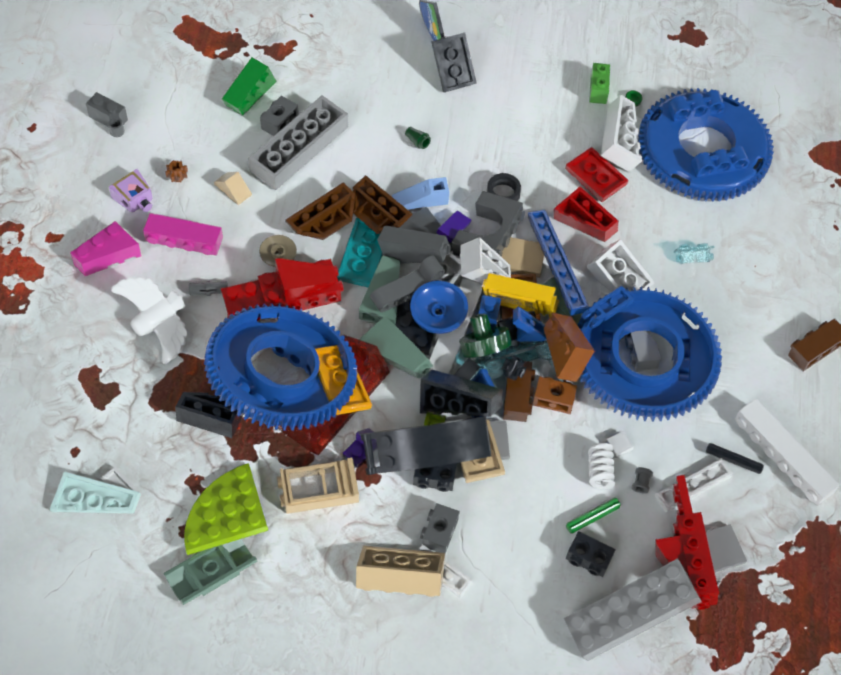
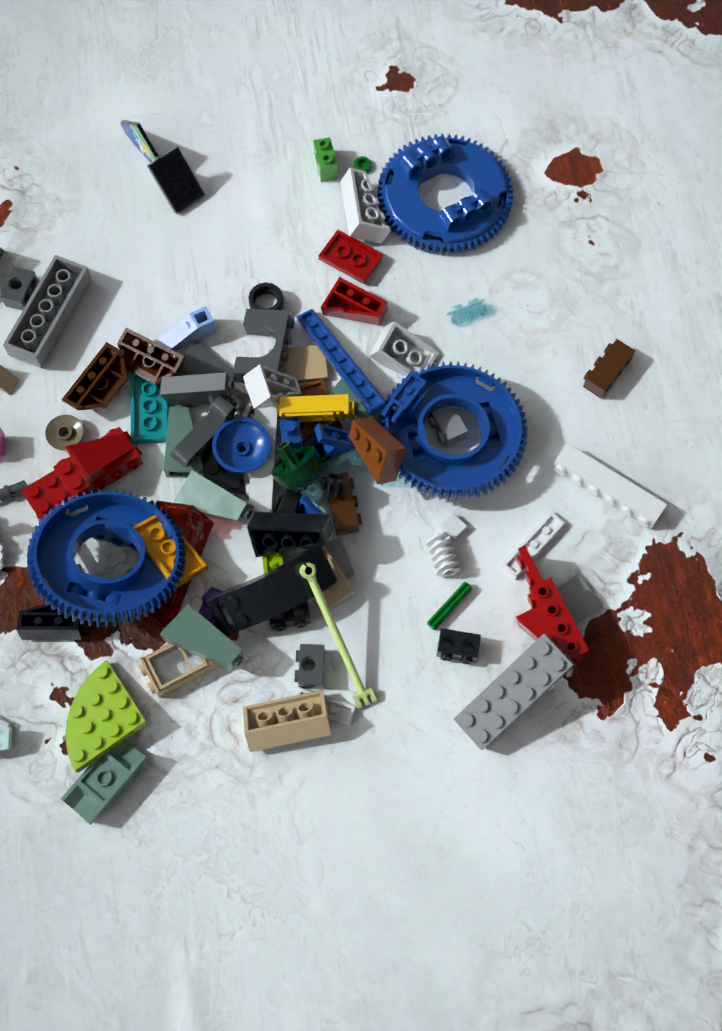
camera: 15 degrees left, 10 degrees up
(343, 466) = (198, 636): none -> sand green slope
(418, 137) = (166, 270): dark green cone -> none
(453, 224) = (229, 351): dark purple tile -> none
(482, 570) = (362, 693): none -> yellowish green hinge
(562, 402) = (387, 503): dark orange brick -> none
(642, 480) = (484, 556): dark grey bush -> none
(734, 458) = (560, 506): black axle -> none

